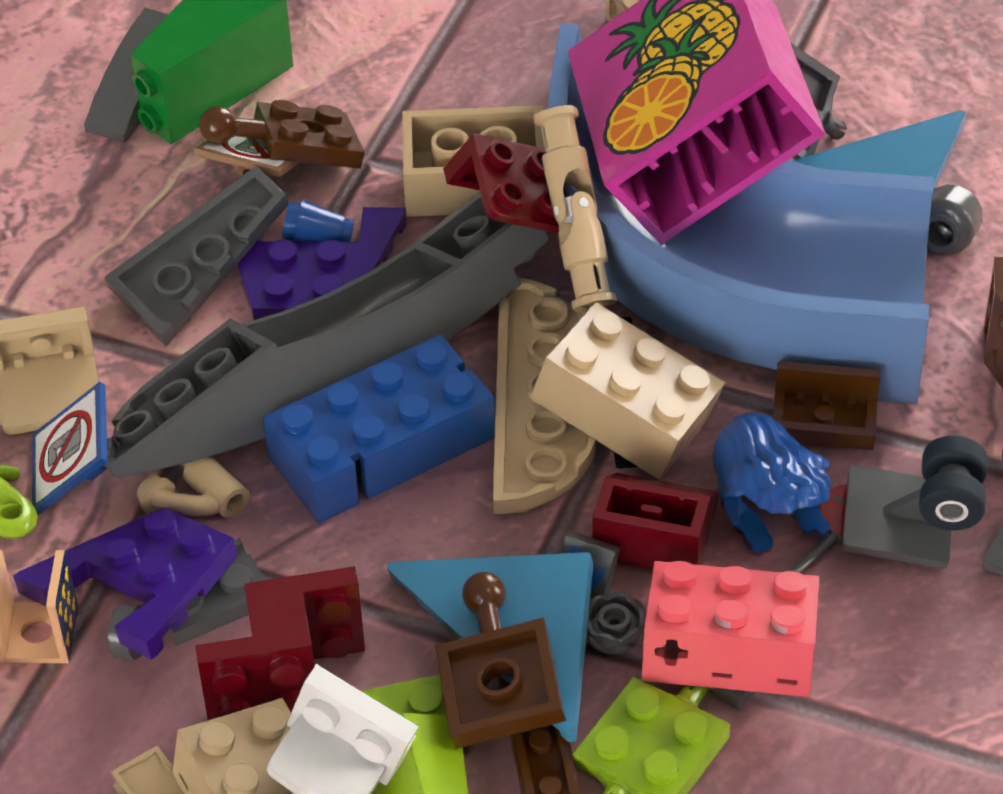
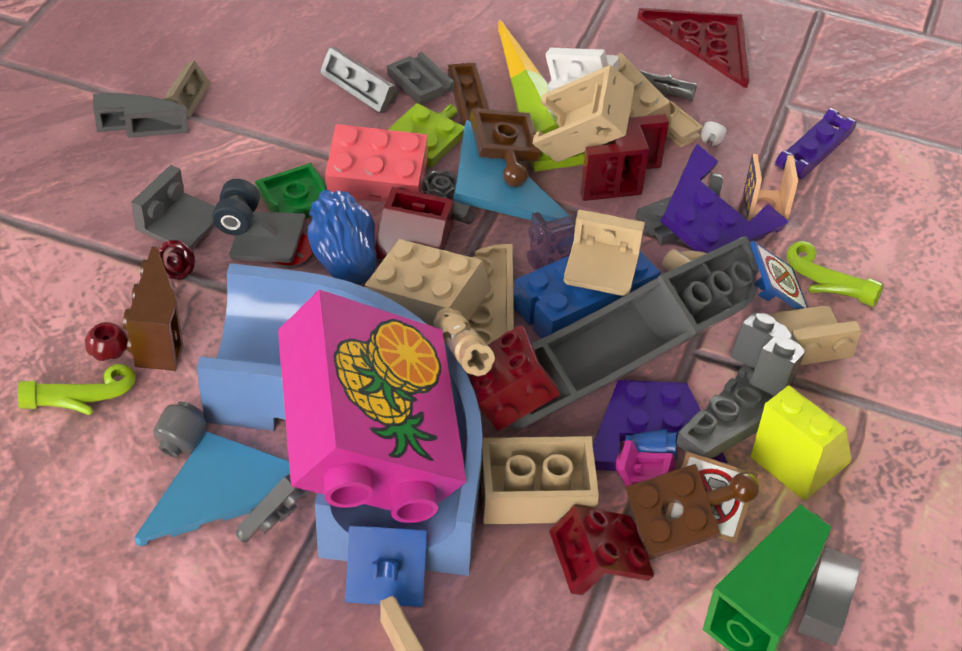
camera: 175 degrees right, 0 degrees up
(84, 765) = (713, 132): none -> white hinge
(114, 195) = (800, 443): none -> neon yellow slope
(118, 304) = (768, 350): none -> dark grey brick
(333, 191) = (641, 466): none -> dark pink bracket
(352, 625) = (588, 113): none -> tan piece
(354, 386) = (604, 253): none -> tan bracket
(378, 106) = (597, 544): none -> dark red bracket
(425, 467) = (550, 240): none -> clear purple bracket
(874, 619) = (292, 190): none -> green tile

